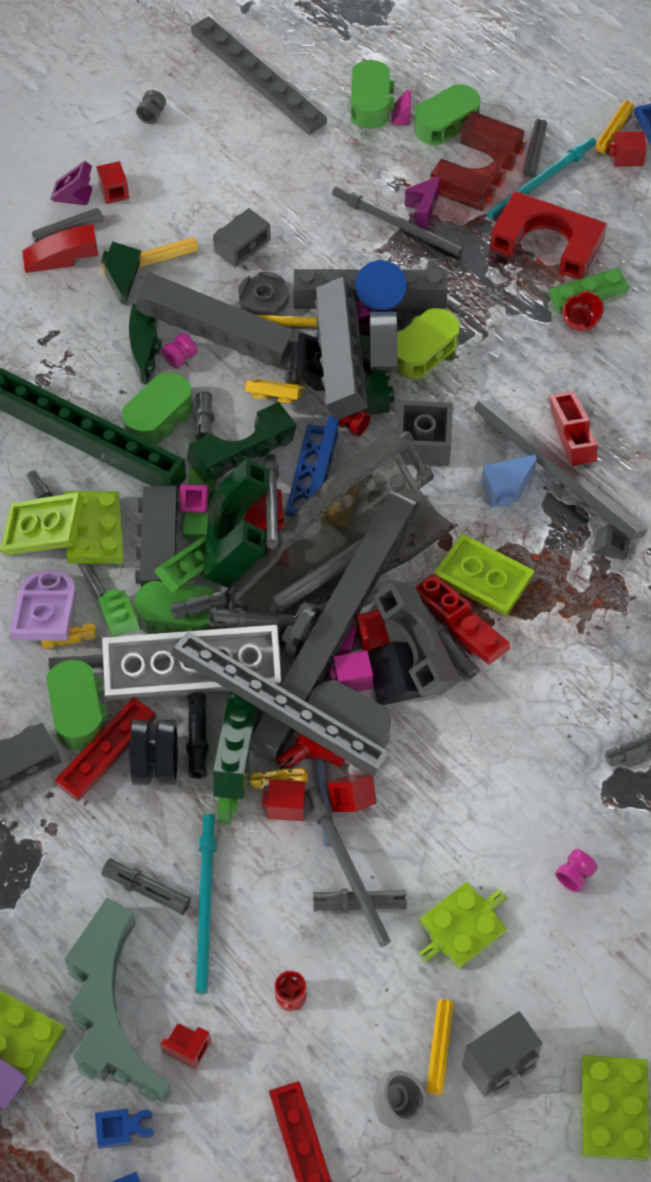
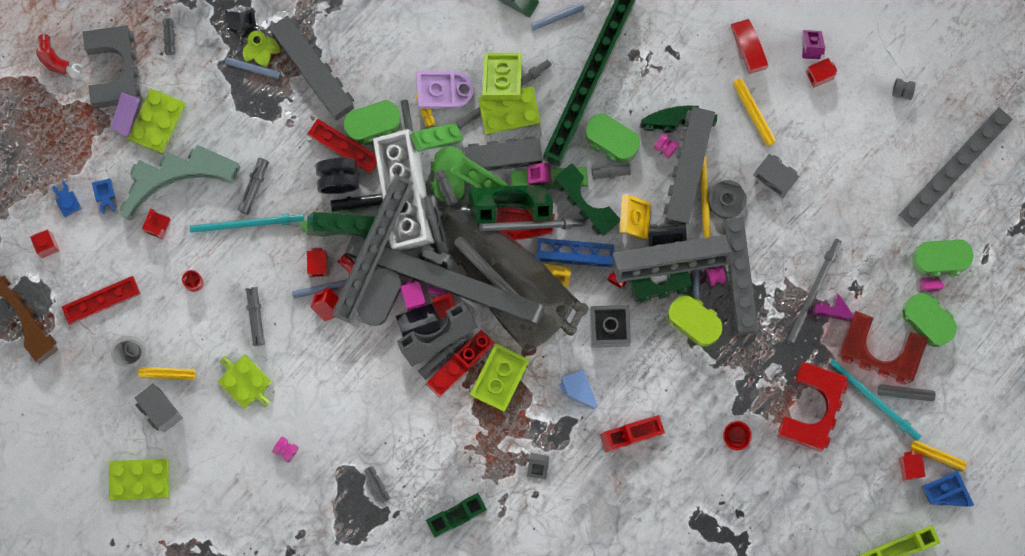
camera: 80 degrees right, 20 degrees up
(89, 217) = (776, 47): dark grey axle -> none
(120, 268) = (731, 92): dark green slope -> none
(260, 779) = (331, 257): yellow axle -> none
(324, 818) = (307, 287): dark grey bar -> none
(380, 285) = (731, 281): blue tile -> none
(383, 341) = (681, 287): dark grey arch -> none
(560, 470) = (594, 425): dark grey tile -> none
(603, 284) = (765, 441): bright green plate -> none

